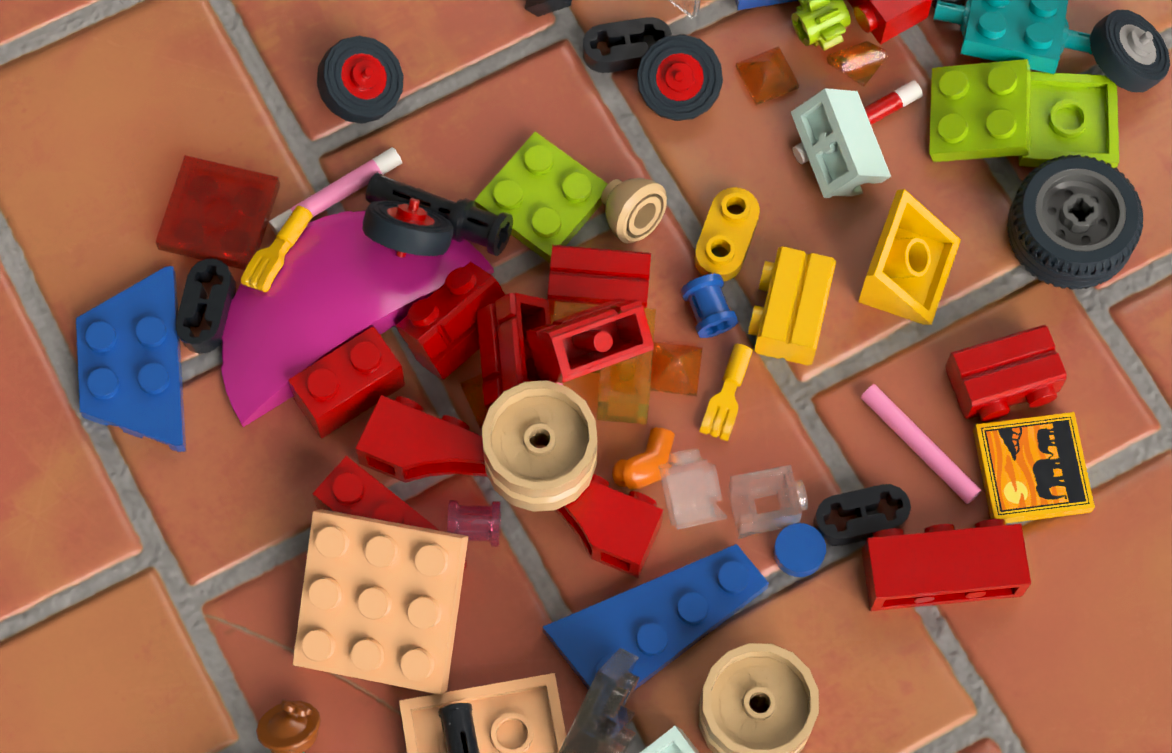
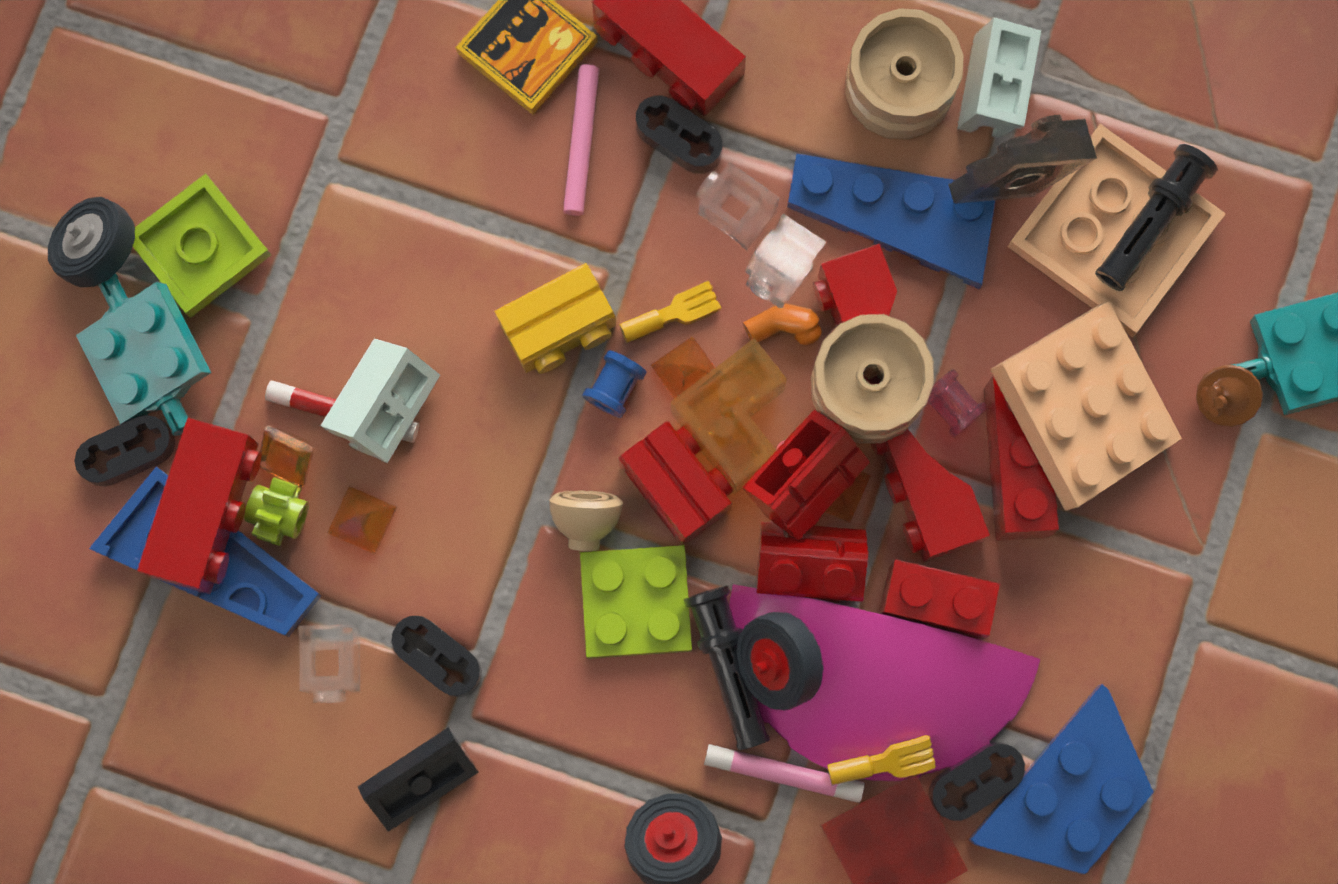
camera: 130 degrees left, 10 degrees up
(590, 340) = (759, 406): red brick -> none
(679, 77) = (434, 579): black wheel -> none
(727, 231) = (537, 430): yellow plate -> none
(799, 550) = (749, 152): blue tile -> none
(910, 262) = (439, 267): yellow slope -> none
(980, 111) = (250, 317): lime plate -> none
(1006, 373) = (469, 117): red brick -> none
(1075, 222) = (259, 158): wheel -> none

